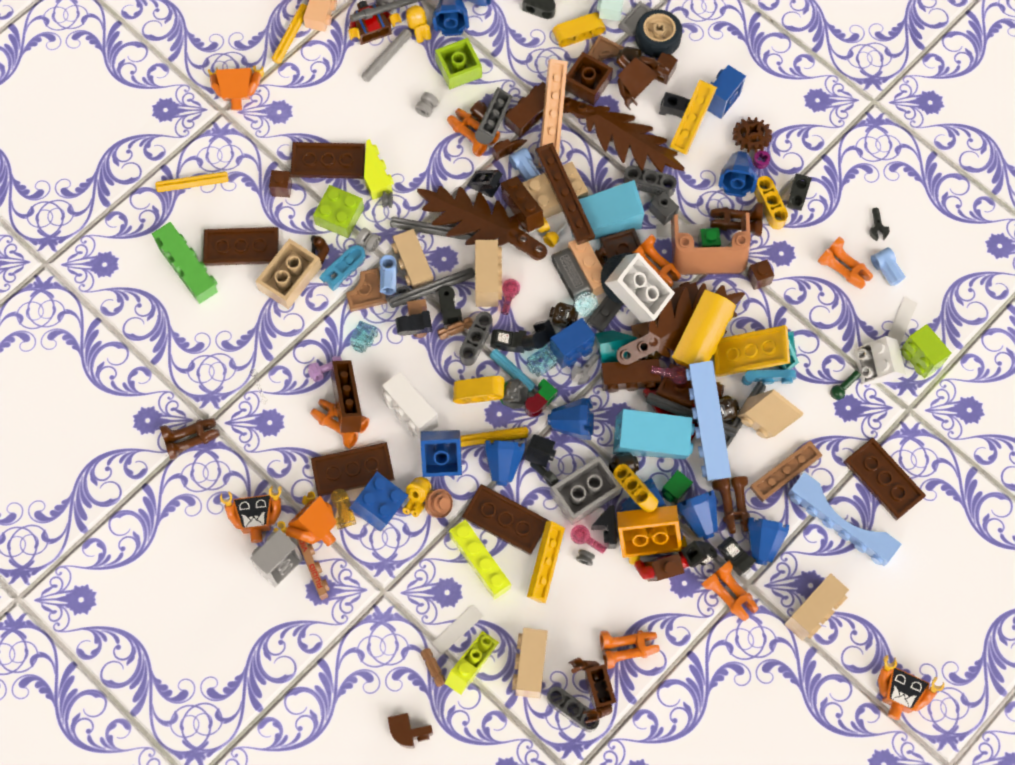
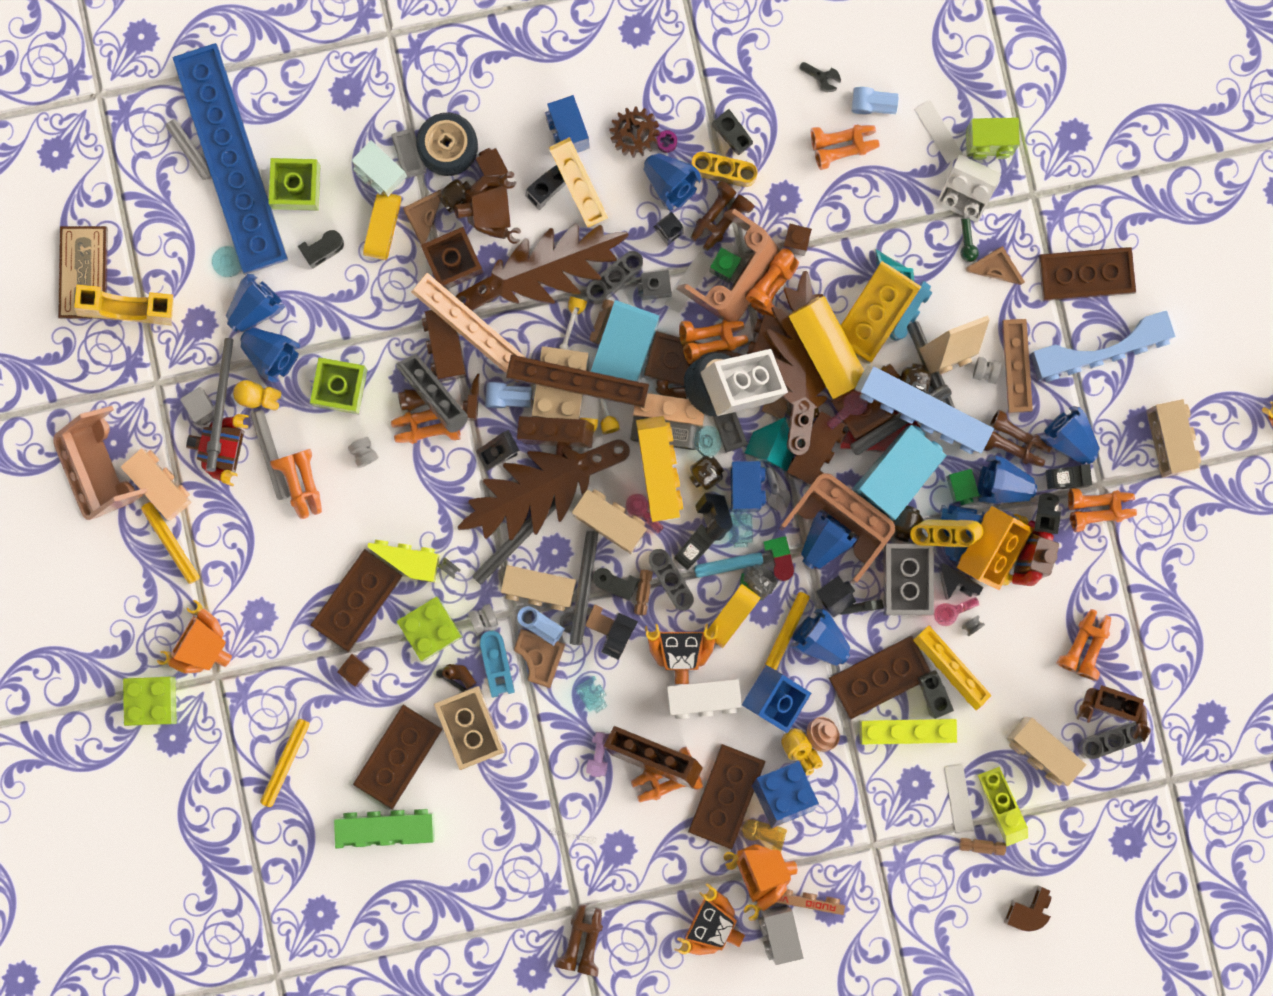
camera: 55 degrees left, 15 degrees up
(180, 79) = (149, 701): none -> lime brick
(386, 62) = (287, 466): none -> orange piece
(432, 373) = (681, 650): none -> torso
(518, 560) = (935, 694): none -> pearl dark grey leg
(543, 277) = (658, 471): none -> yellow brick
(606, 403) = (851, 511): none -> nougat windscreen
(613, 171) = (575, 306): none -> hinge
(706, 191) = (669, 228): none -> black leg
(736, 277) = (780, 270): none -> orange piece
(767, 452) = (987, 370): none -> light grey wheel
(842, 415) = (997, 266): none -> medium nougat tile

